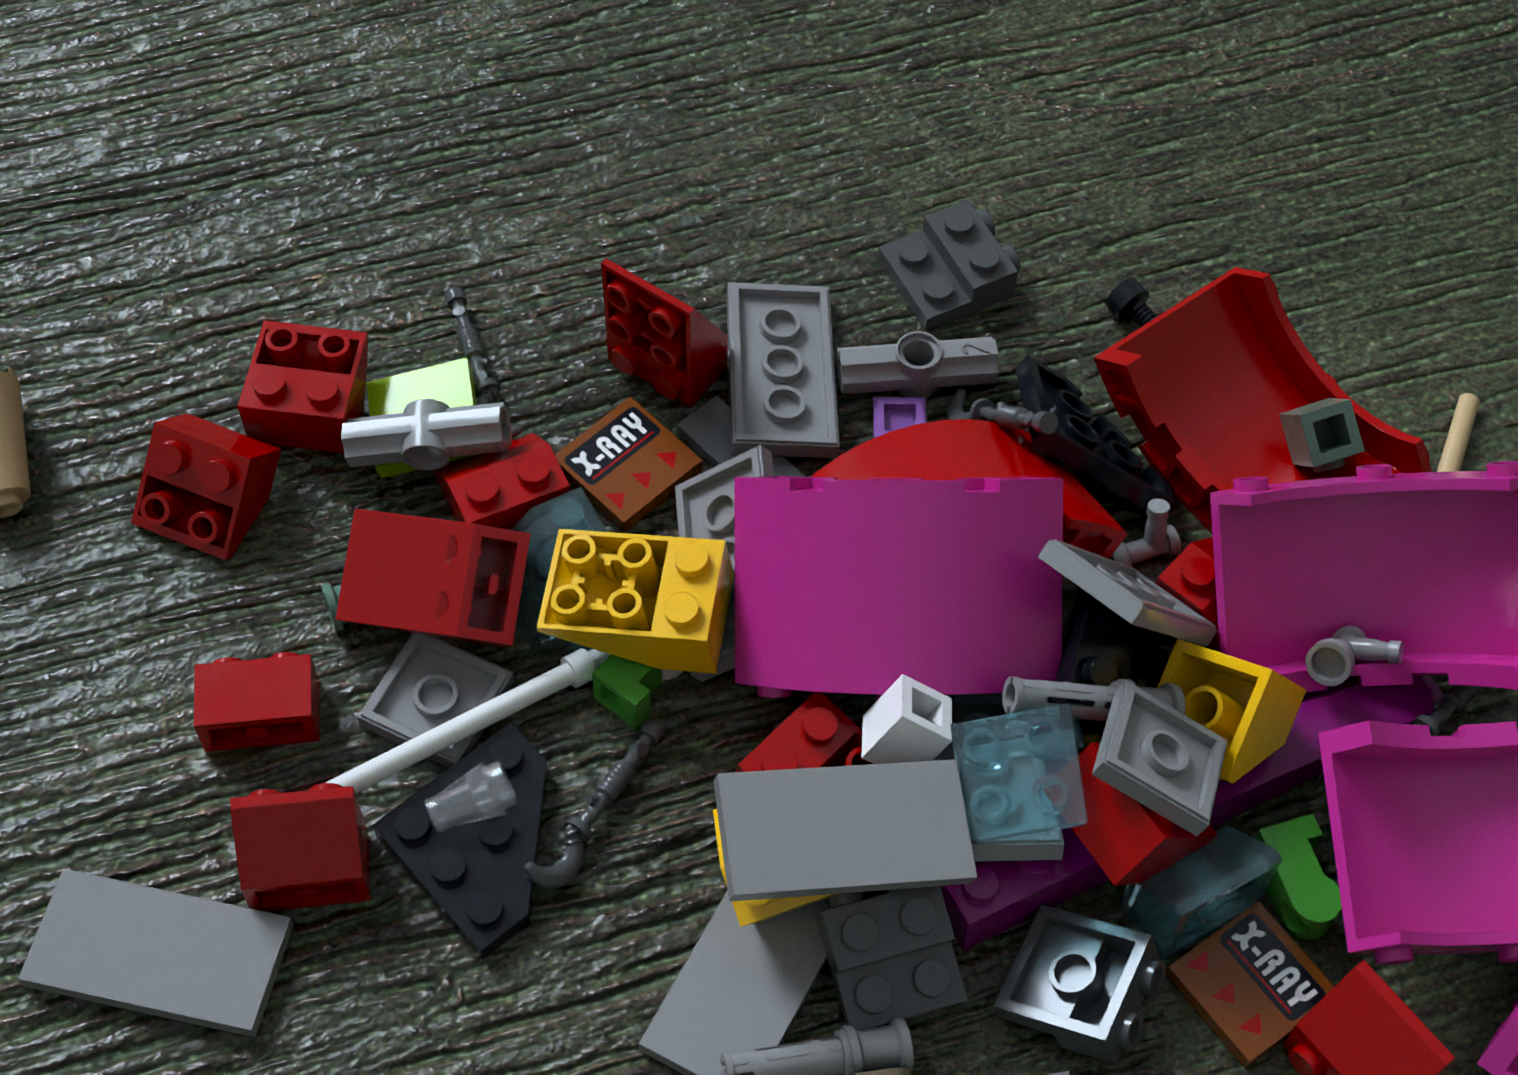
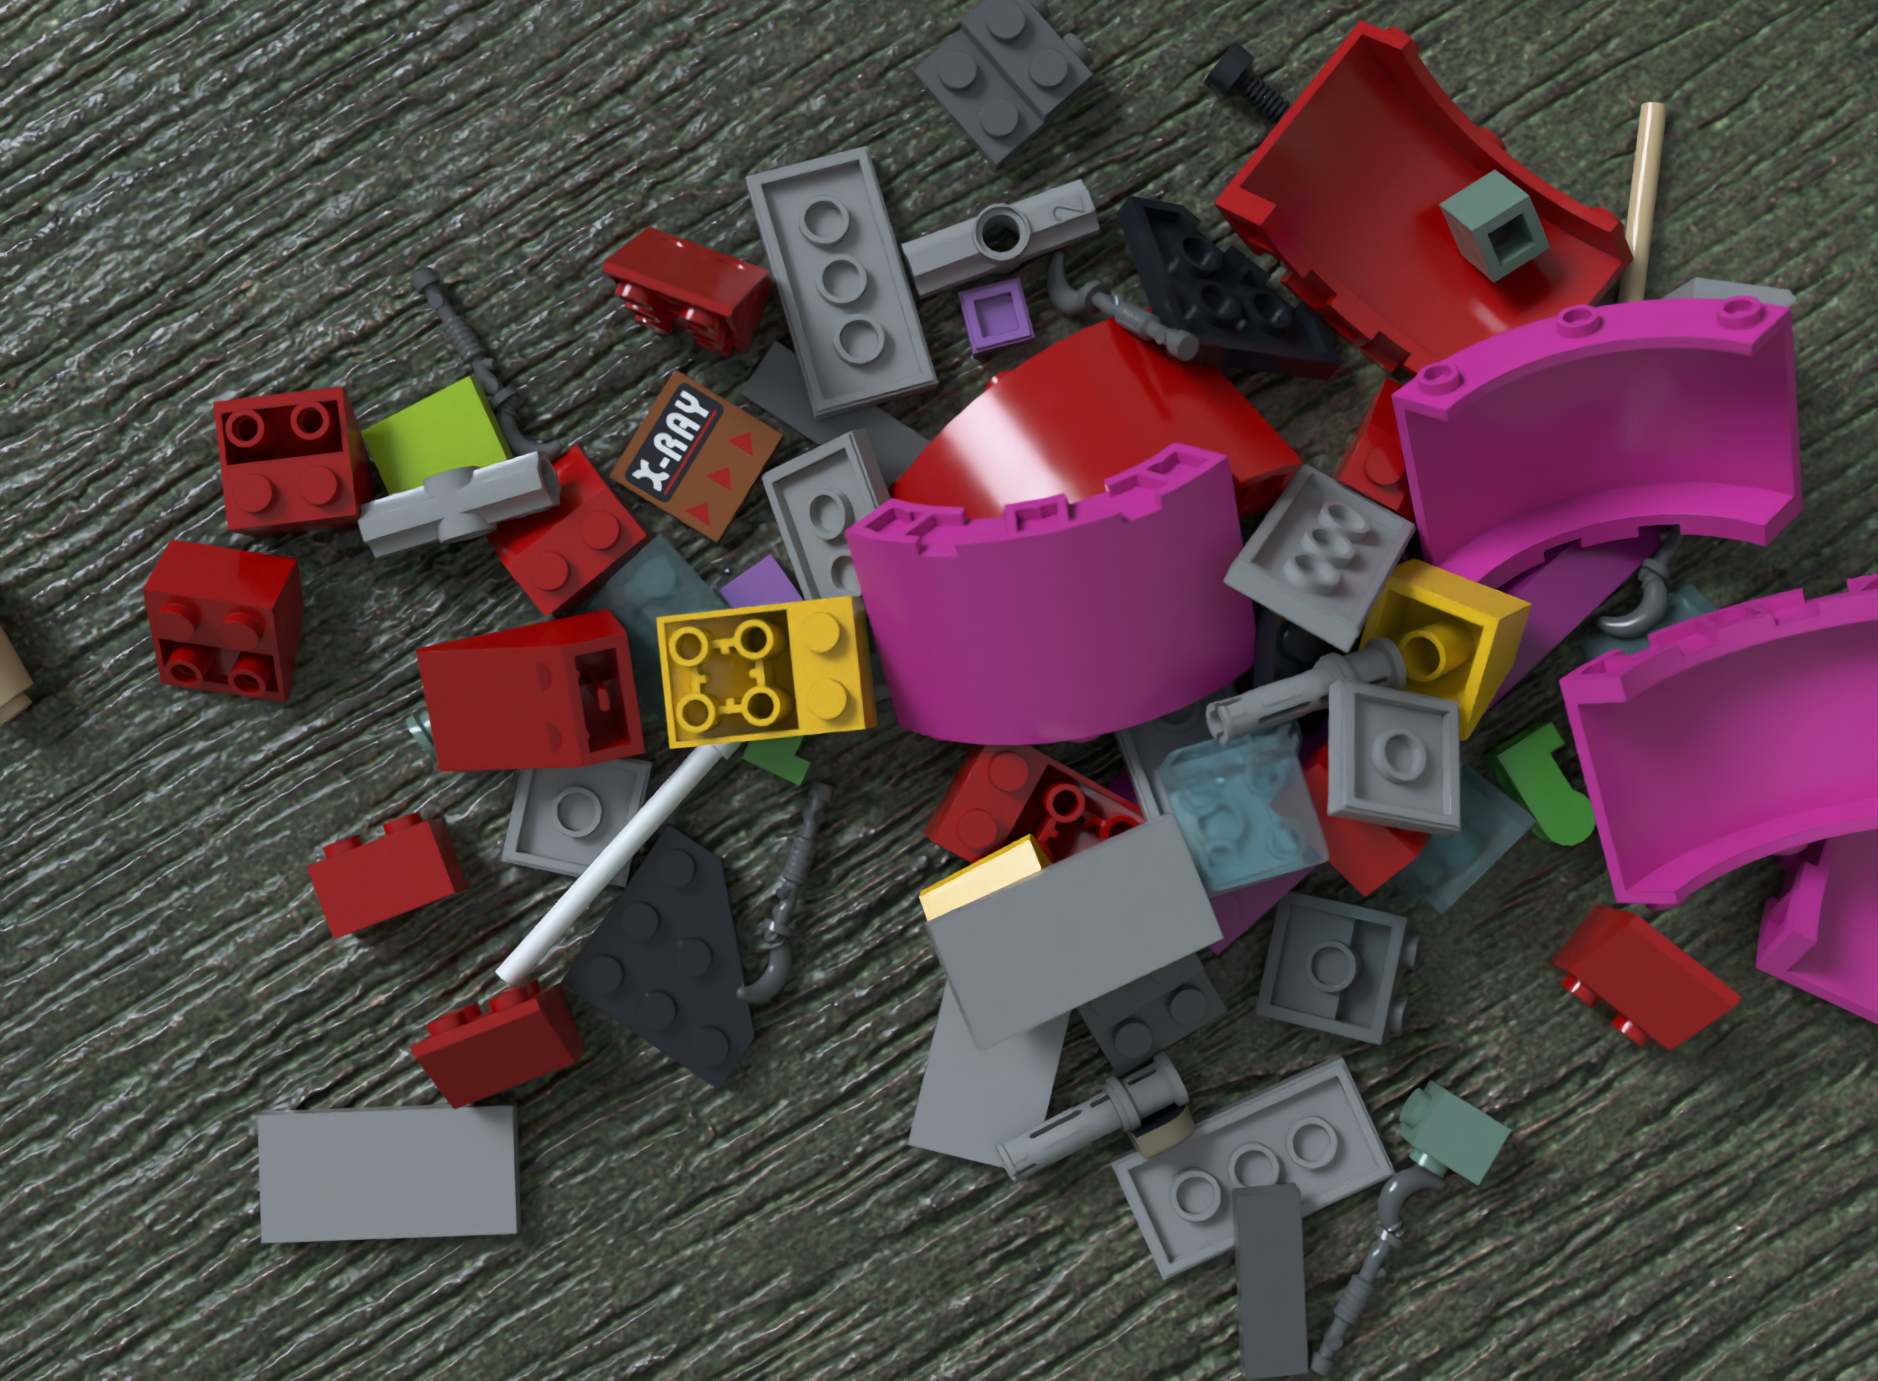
camera: 10 degrees left, 30 degrees up
(474, 797) = (662, 941): clear cone -> none
(907, 724) = (1108, 770): white brick -> none
(1158, 537) = (1325, 403): light grey piece -> none
(1250, 983) = (1516, 919): tile -> none
(1334, 658) = (1551, 543): light grey piece -> none

